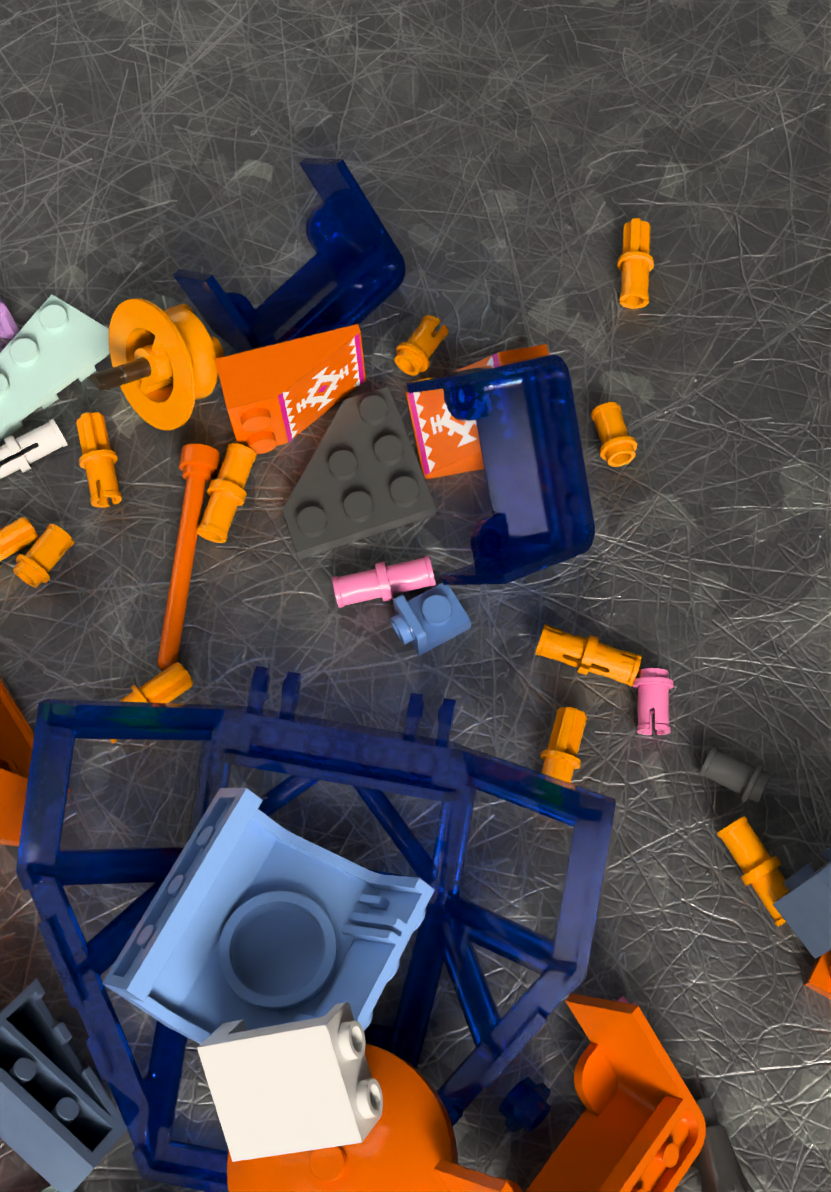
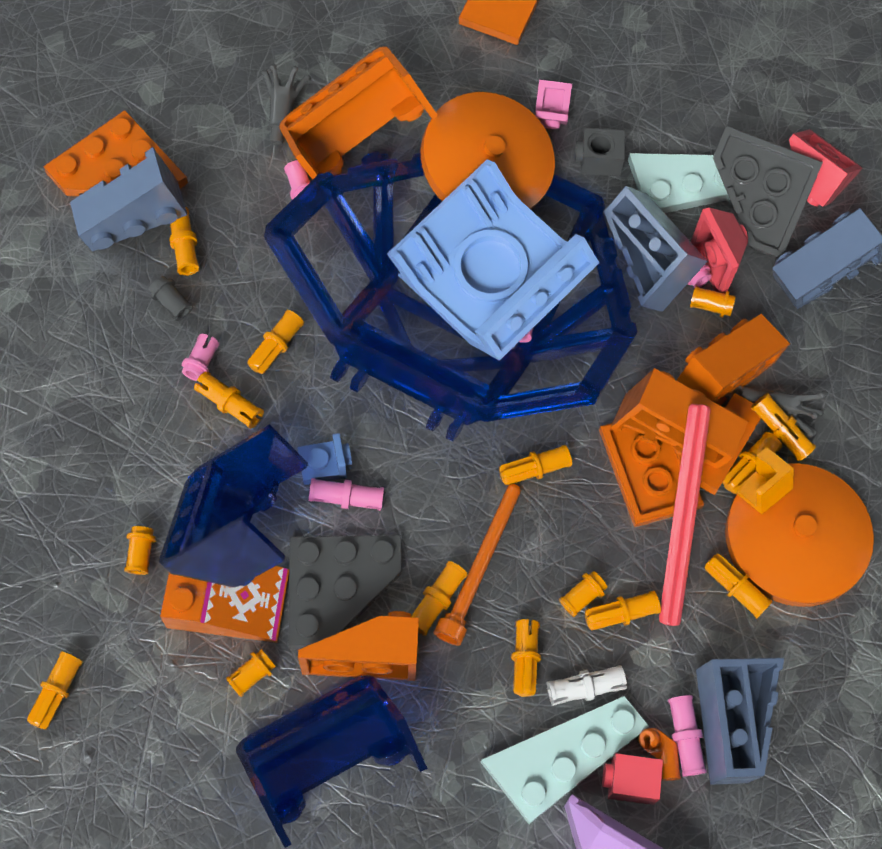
camera: 170 degrees left, 0 degrees up
(160, 361) = (456, 705): light orange piece -> none
(292, 1085) = (504, 168): white panel -> none

